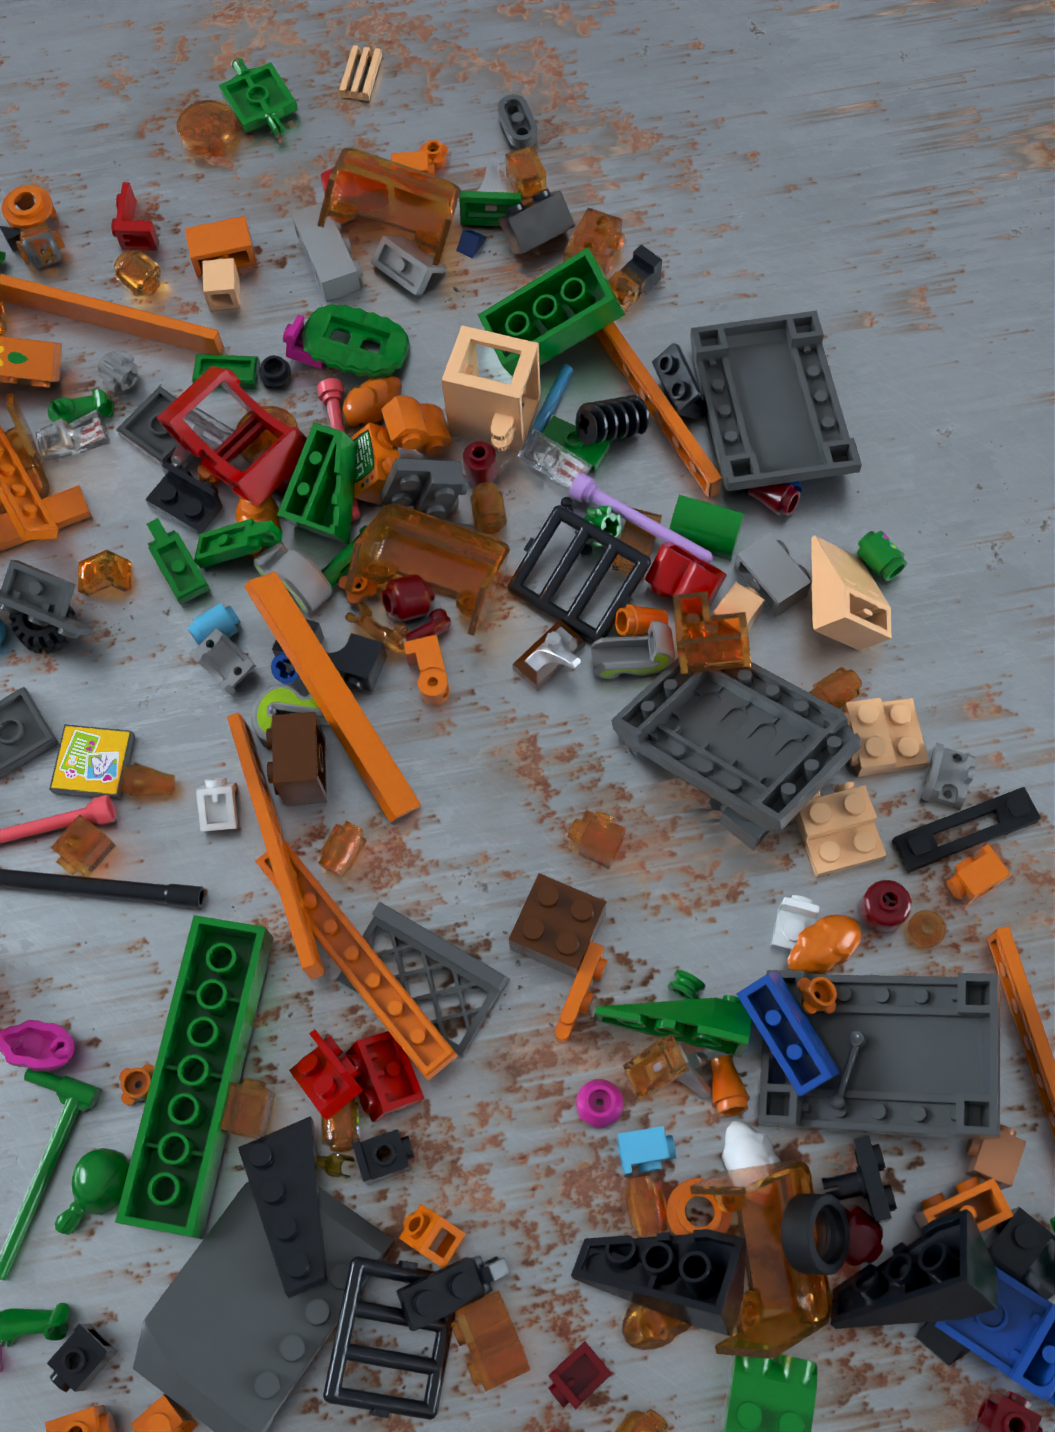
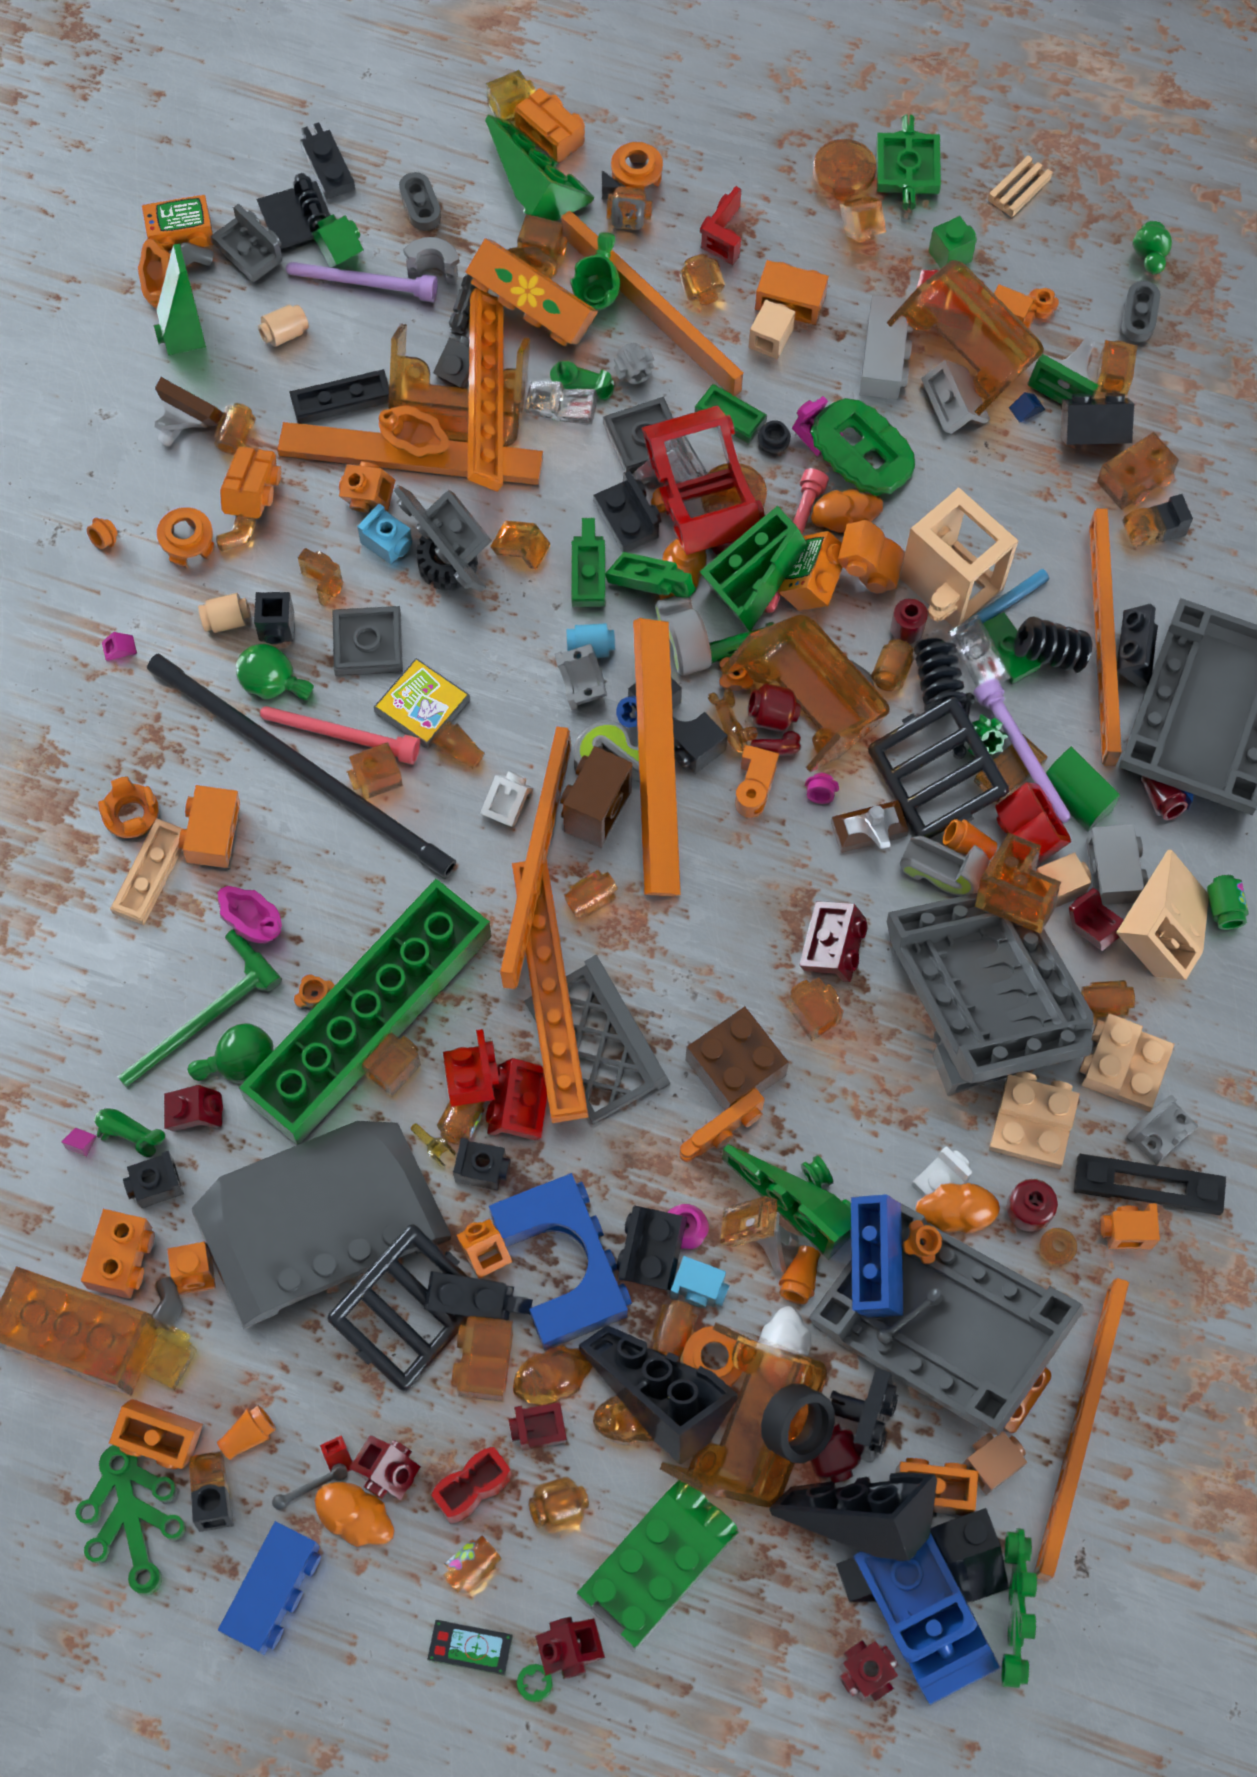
camera: 25 degrees right, 0 degrees up
(44, 314) = (596, 276): none -> green hair
(81, 1263) = (192, 1108): none -> dark red bracket
(246, 157) = (863, 218): none -> clear orange brick
(288, 1199) = (385, 1148): black wing -> none
(330, 139) = (952, 242): none -> green brick
(425, 485) = (848, 616): dark grey plate -> none
(481, 1154) = (562, 1209): none -> blue arch
(489, 644) = (821, 788): none -> dark pink plate
(496, 66) = (1152, 245): none -> green animal
(529, 492) = (938, 671): none -> black piece
(555, 309) = (1060, 515): green brick -> none
(560, 1318) = (551, 1375): none -> clear orange arm
(577, 769) = (834, 939): none -> bracket
(583, 1142) = (651, 1247): none -> black bracket
(785, 631) = (1094, 920): none -> dark red bracket

